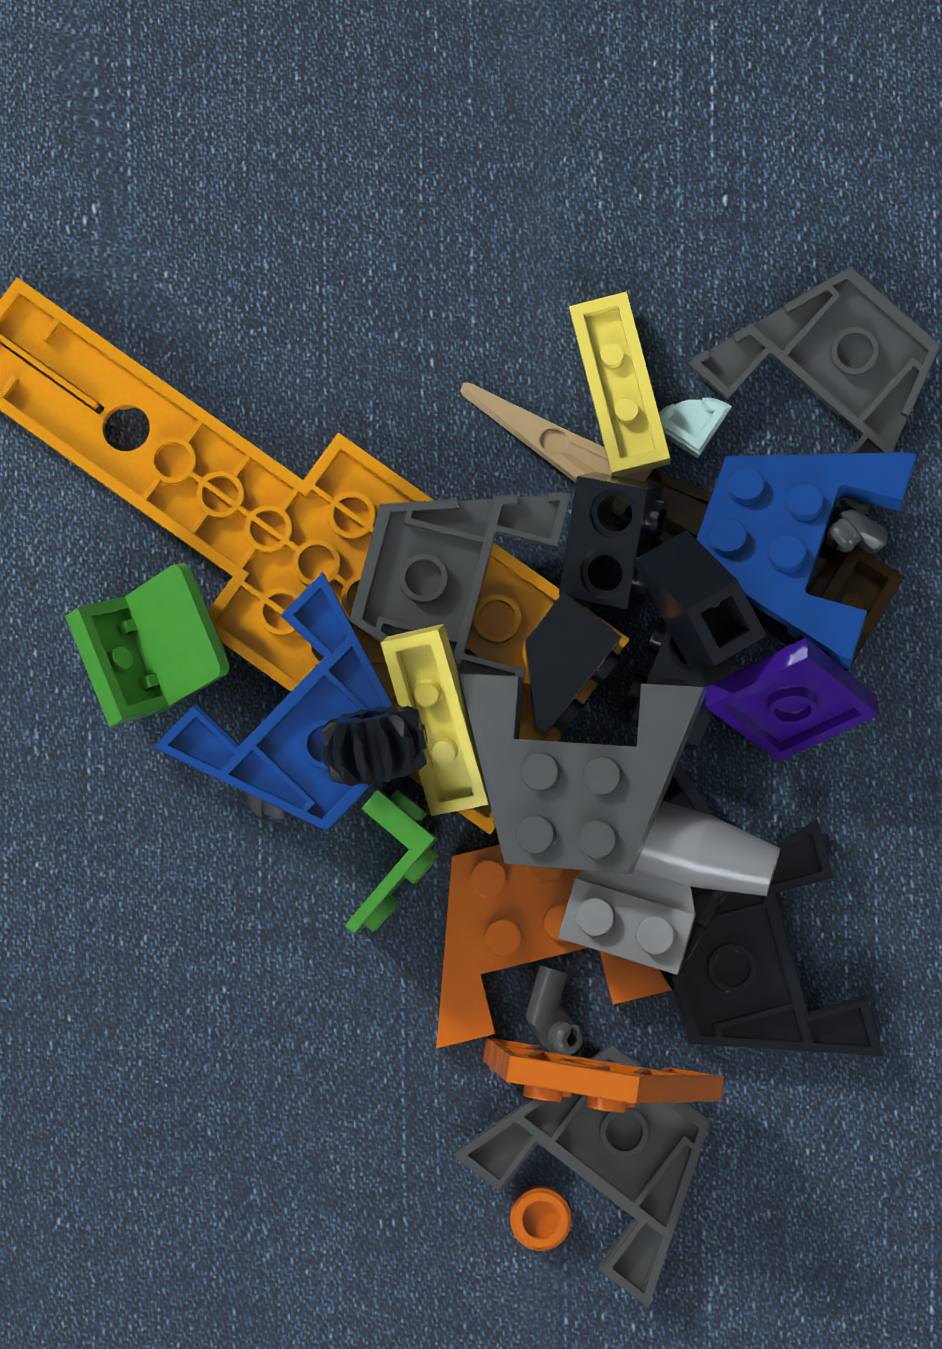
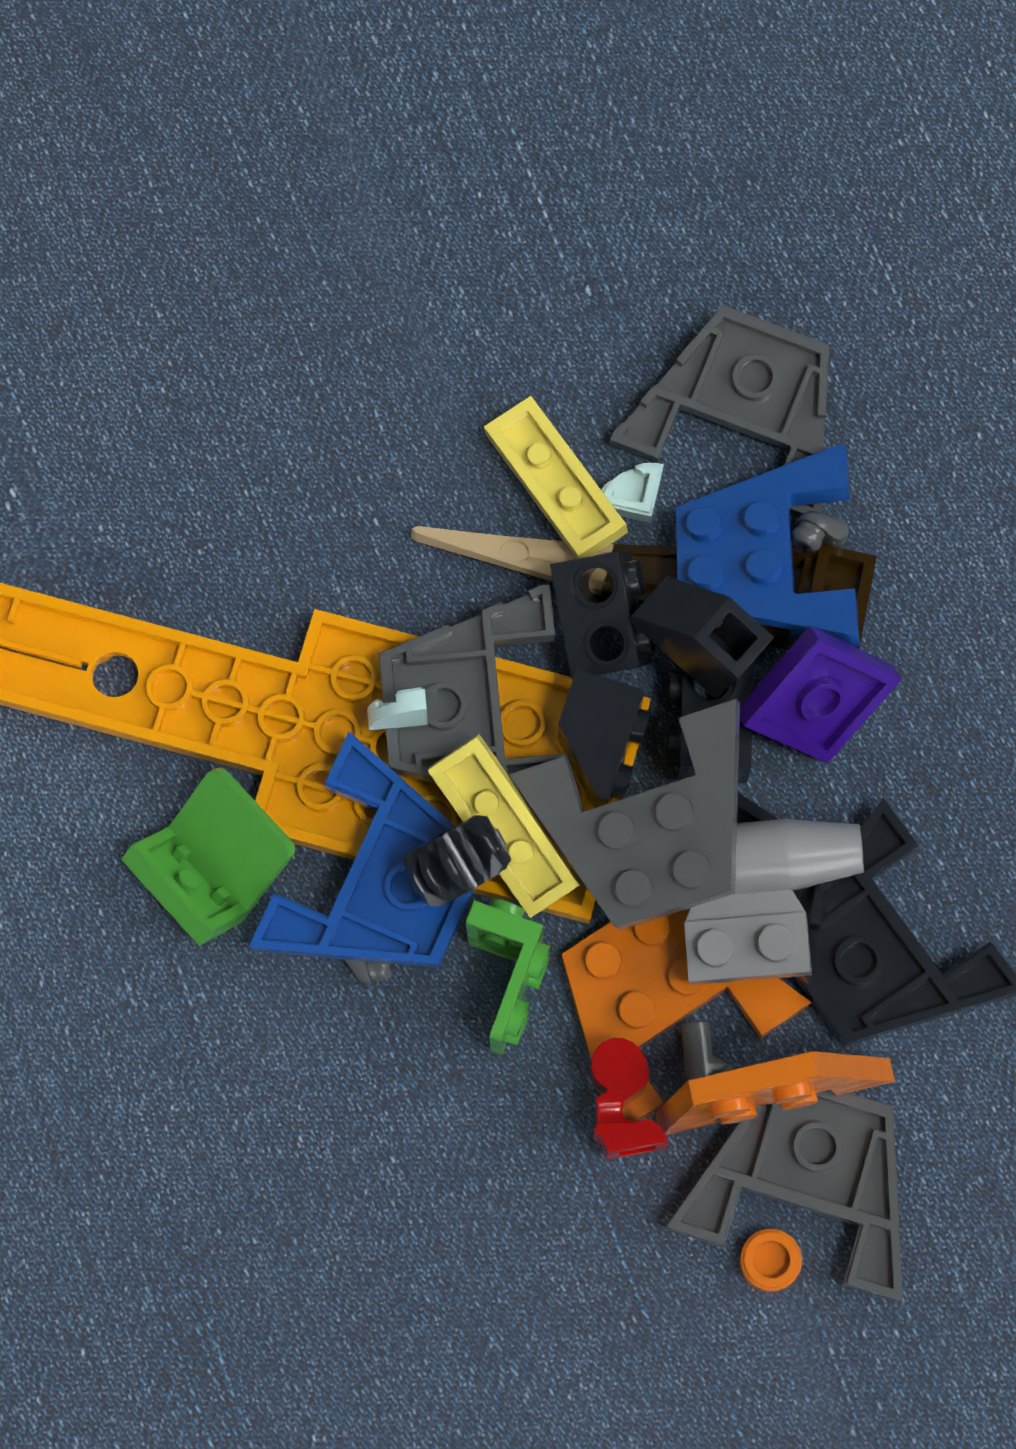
camera: 25 degrees left, 10 degrees down
(381, 571) = (406, 712): none -> light aqua tile
(463, 999) = (621, 1076): none -> red leg

